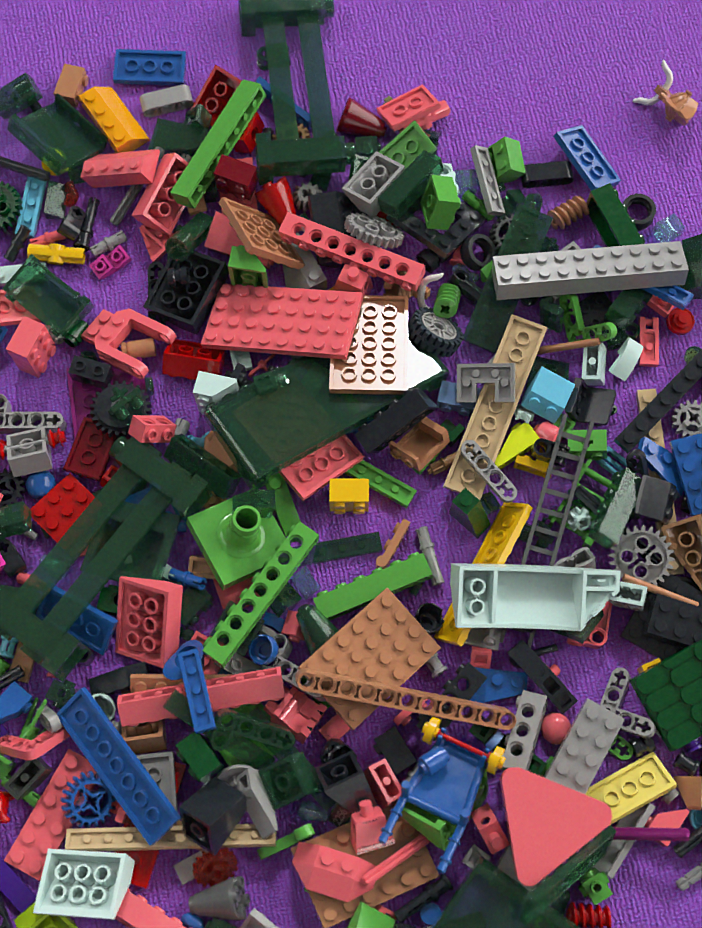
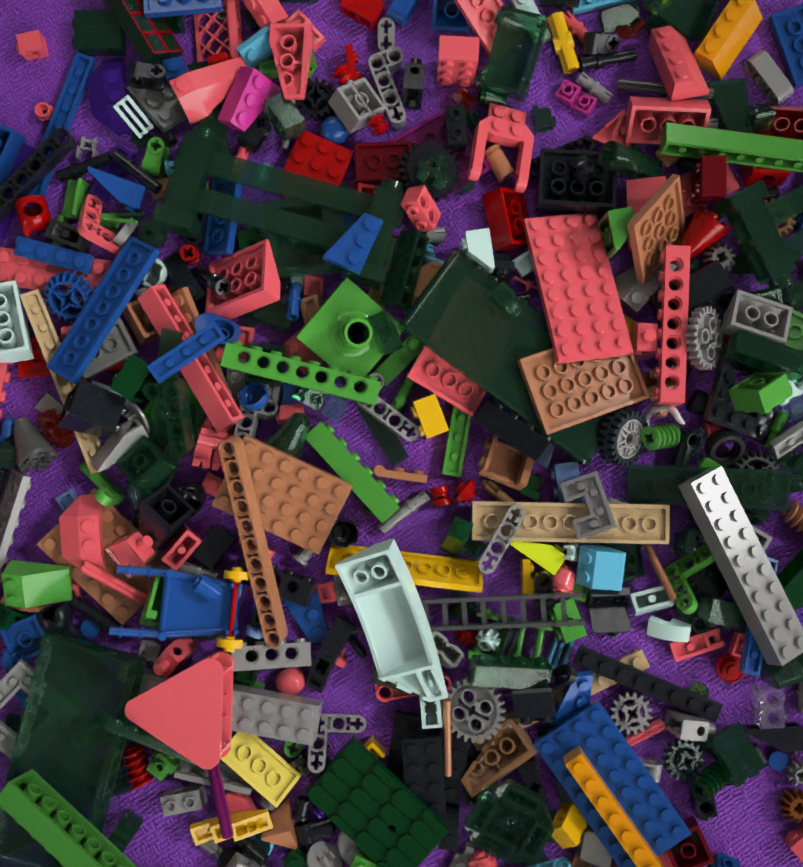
camera: 65 degrees right, 15 degrees up
(32, 395) = (413, 81): none -> black torso
(39, 801) = (54, 255): none -> blue plate
(65, 357) = (464, 97): none -> clear red plate
(92, 665) = (185, 249): none -> red bush
(116, 298) = (542, 119): none -> panel
(136, 646) = (213, 280): none -> black pin
(162, 494) = (355, 245): none -> blue wing
(179, 559) = (312, 285): none -> coral plate
(292, 887) = (66, 499): none -> medium blue tile
(316, 513) = (403, 394): none -> bright green pin
(335, 538) = (388, 412): none -> light grey beam
(423, 513) = (440, 491): none -> red wheel
(432, 491) = (465, 491): none -> red plate
(569, 540) = (466, 636): none -> red gear
(638, 880) = (183, 799): none -> light grey brick
(680, 852) = (243, 823): none -> yellow slope

